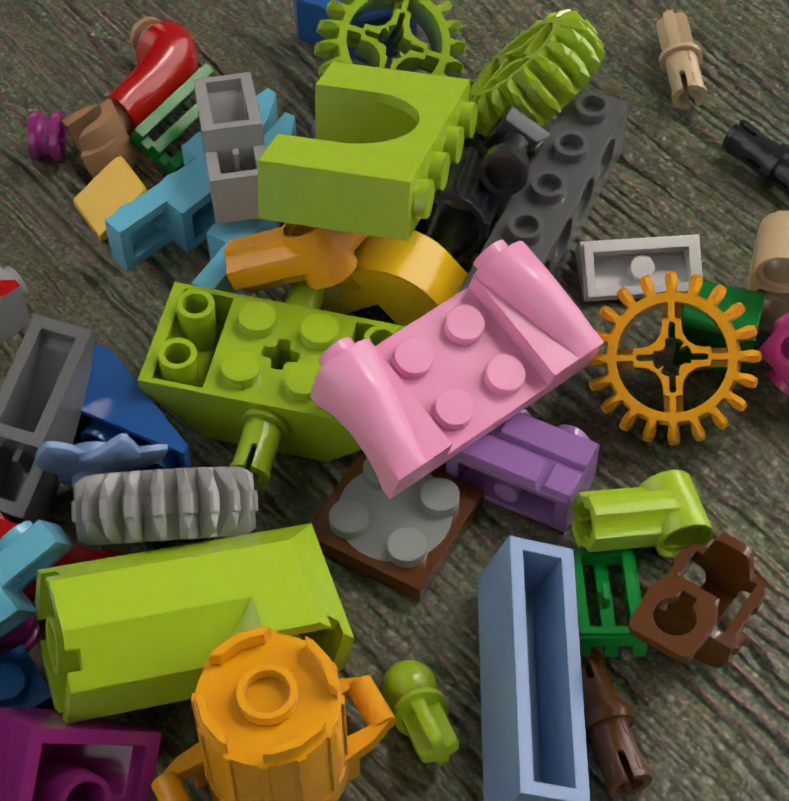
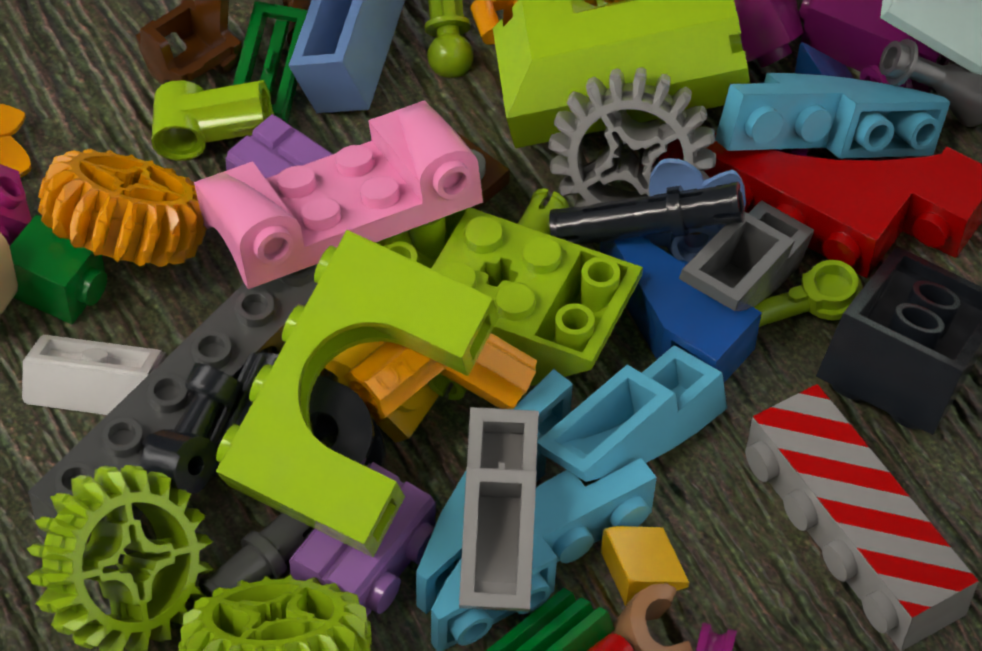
camera: 170 degrees left, 0 degrees up
(137, 270) = (637, 416): none -> medium azure slope
(140, 420) = (662, 213): none -> black pin

